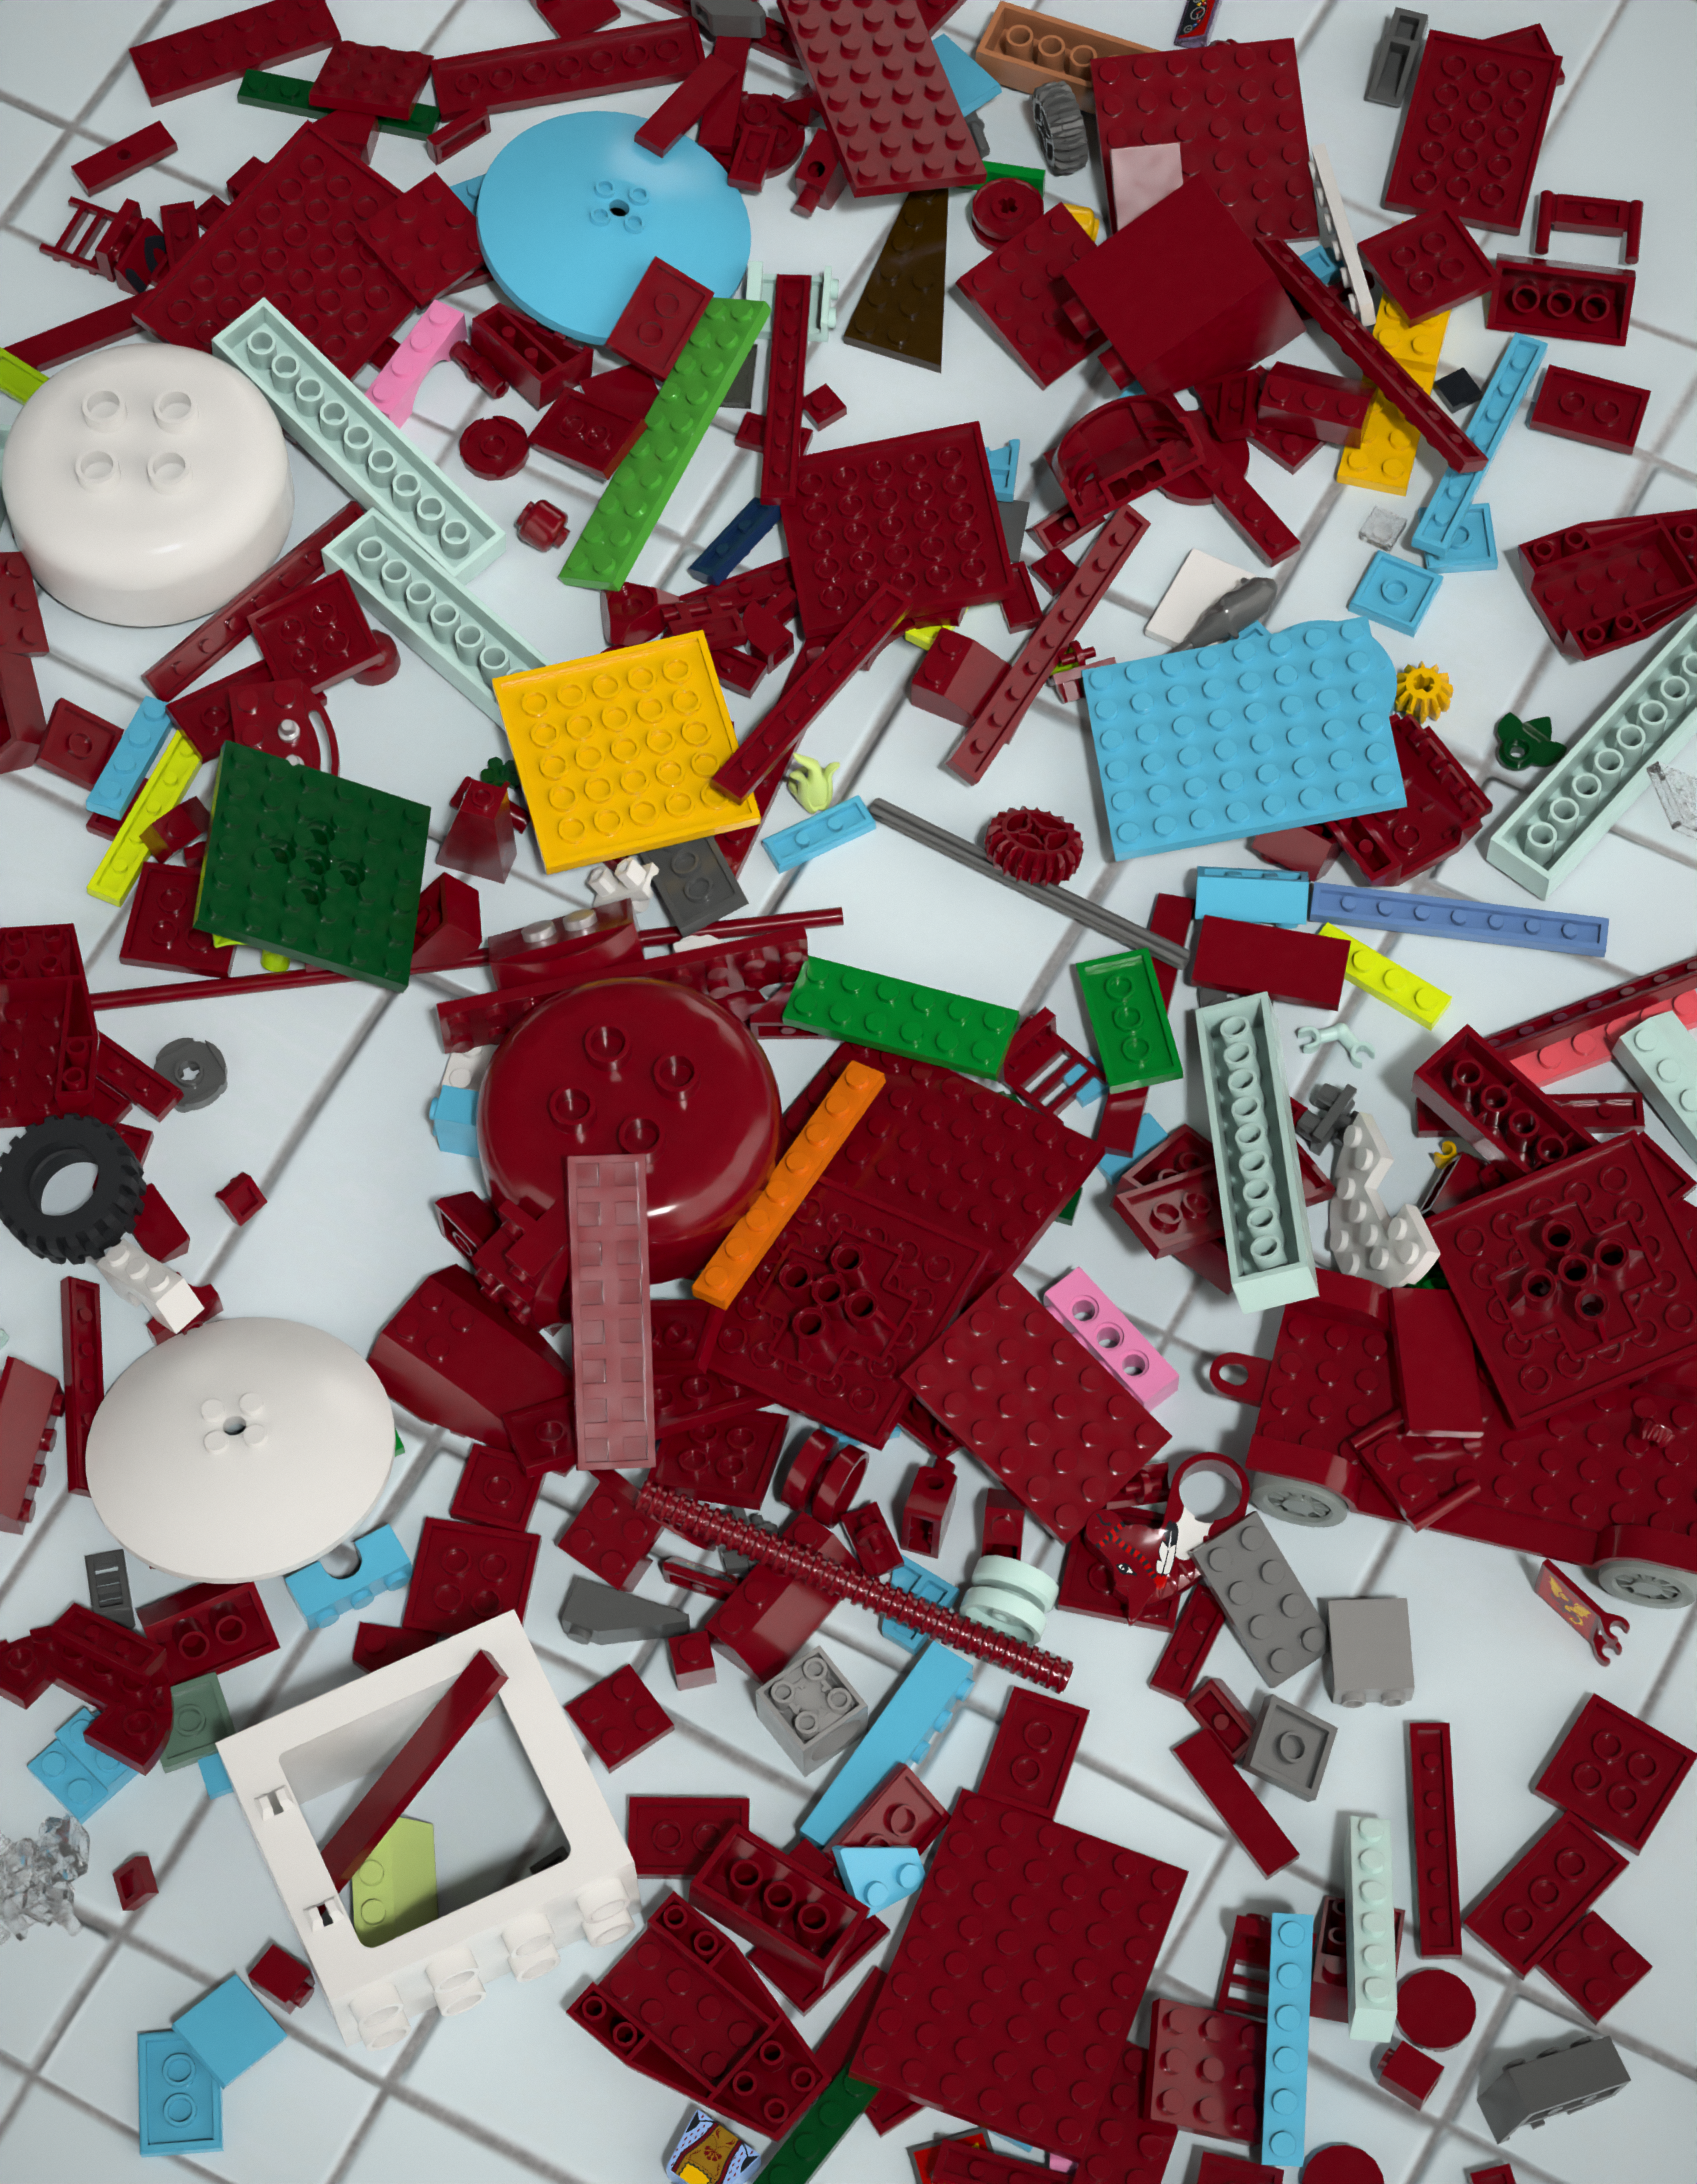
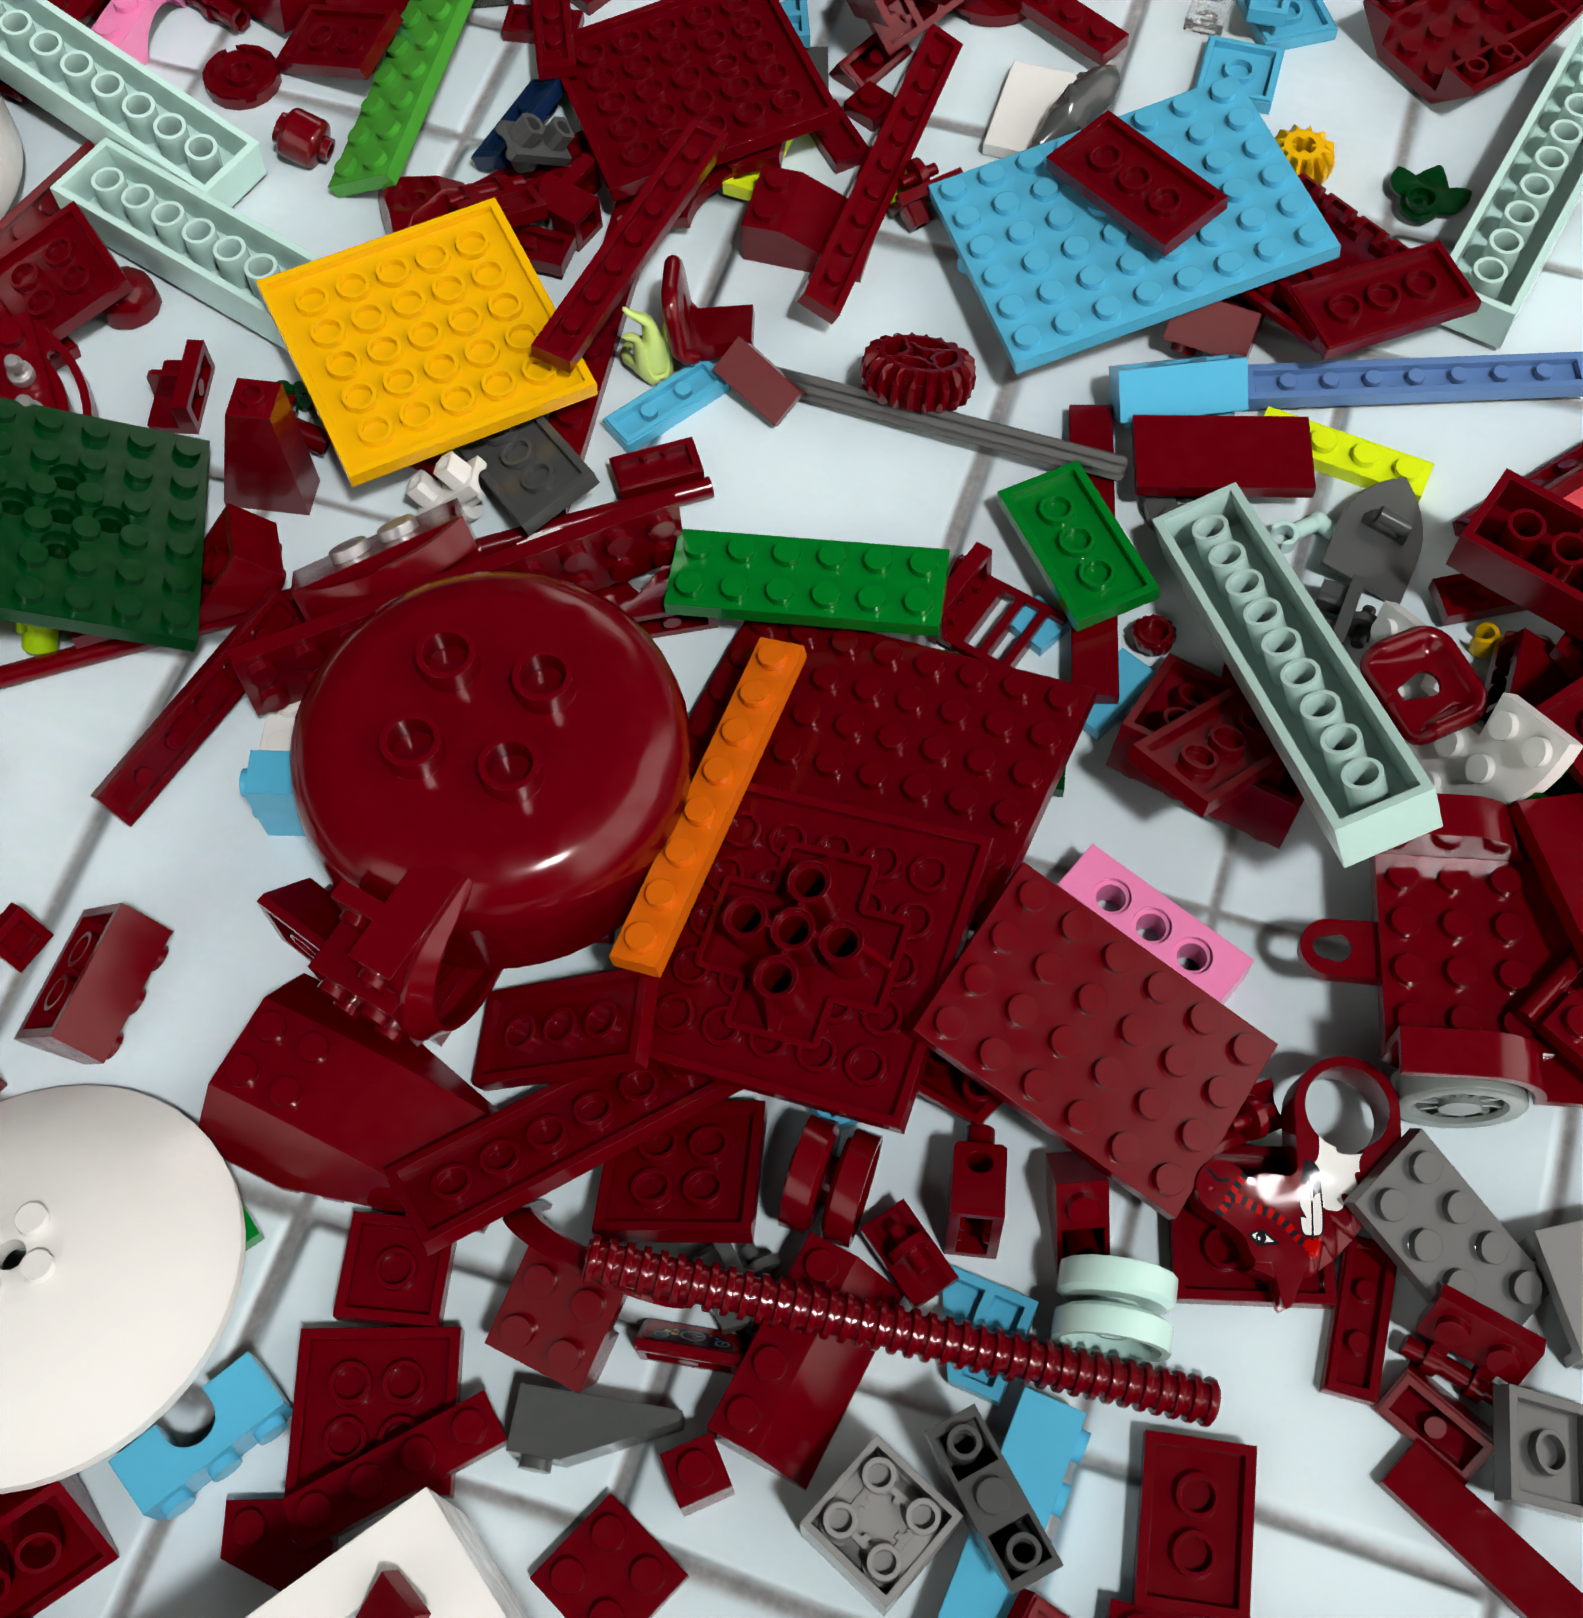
camera: 10 degrees left, 0 degrees up
(298, 1244) = (95, 984): none -> dark red slope
(398, 1038) = (190, 715): none -> dark red tile
(410, 754) = (181, 390): none -> dark red panel
(533, 1604) = (394, 1472): none -> dark red plate
(610, 1312) = (505, 1010): dark red plate -> none
(748, 571) = (535, 143): none -> dark grey hips
(799, 892) = (656, 467): none -> dark red plate
(868, 773) = (699, 332): none -> dark red piece
(888, 1697) = (991, 1500): none -> dark grey slope
(899, 828) = (758, 380): none -> dark red tile
(1177, 1106) = (1154, 635): none -> dark red piece
(1249, 710) = (1136, 183): none -> dark red plate
(1264, 1662) = (1477, 1334): none -> dark red plate
(1350, 1213) = (1431, 651): none -> dark red piece
(1383, 1055) = (1378, 539): none -> dark grey shield
(1437, 848) = (1381, 299): none -> dark red tile

